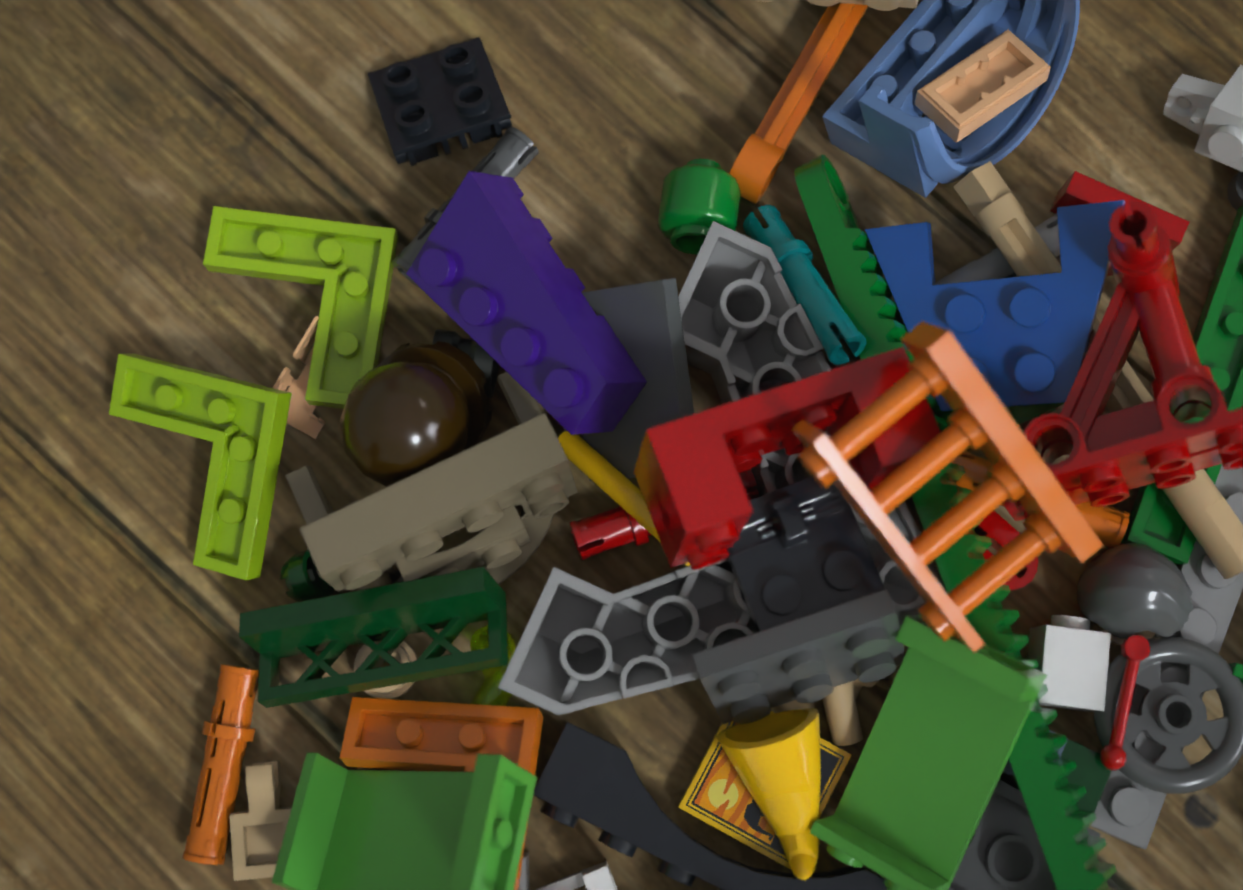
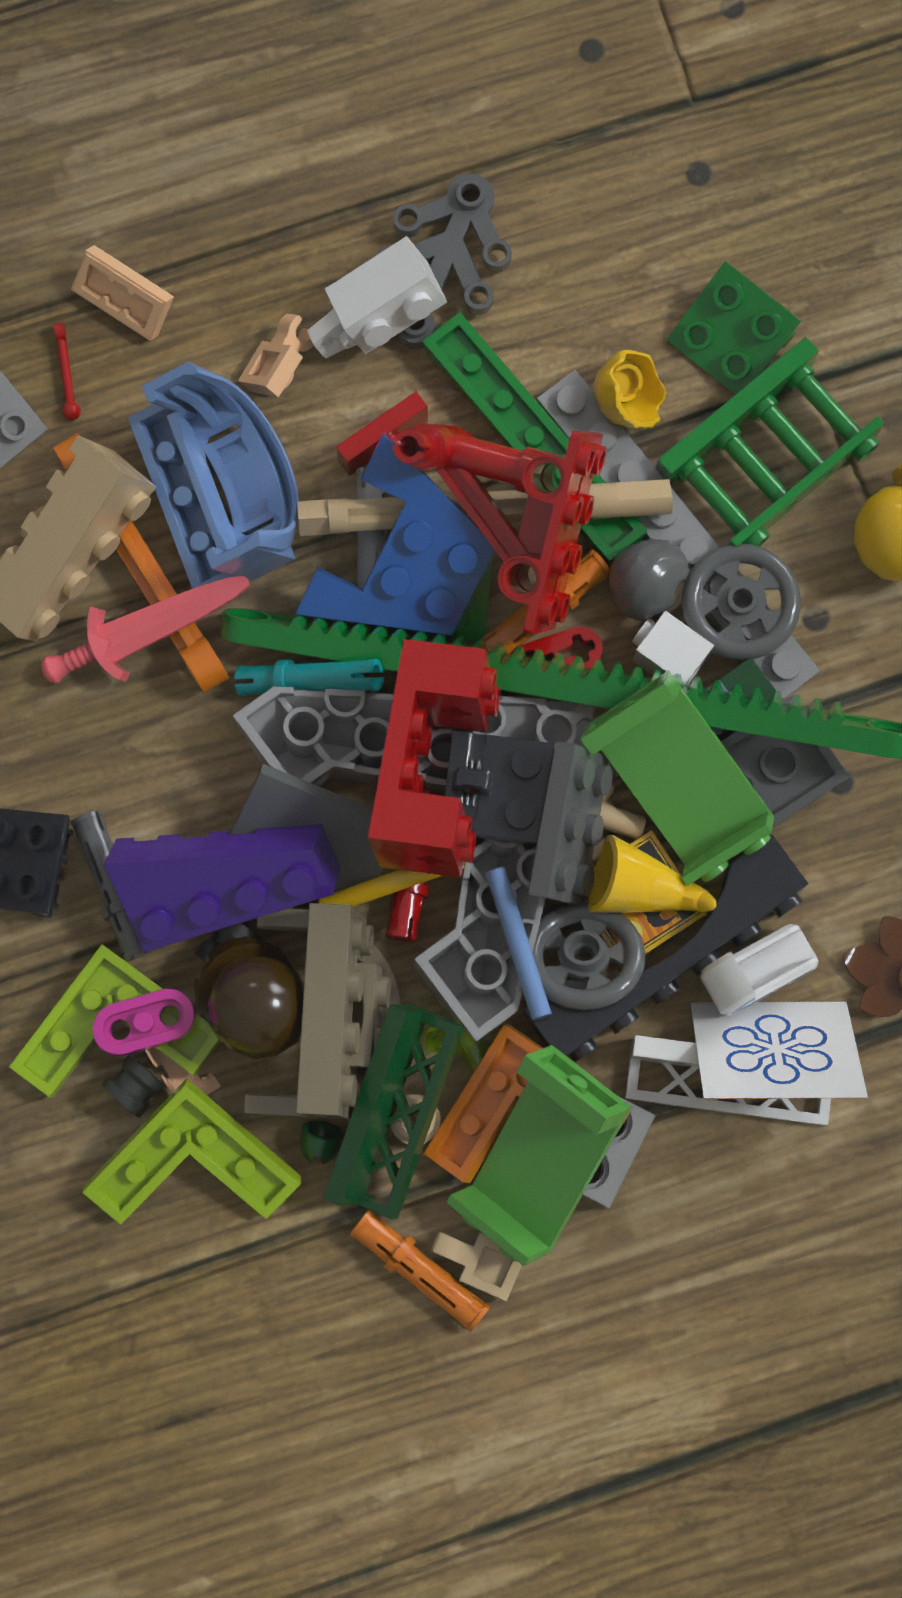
camera: 60 degrees left, 0 degrees up
(261, 345) = (133, 1086): none -> pearl dark grey wheel
(332, 317) = (145, 1022): none -> dark pink plate
(633, 797) = (599, 991): none -> dark grey plate
(634, 674) = (518, 943): none -> medium blue bar
(694, 199) = (207, 720): green head -> none
(755, 81) = (141, 628): none -> coral sword
(976, 422) = (529, 617): orange fence -> none
(982, 85) = (239, 474): light nougat plate -> none
(1123, 62) = (275, 361): none -> light nougat plate
(1134, 650) = (685, 600): red hinge -> none

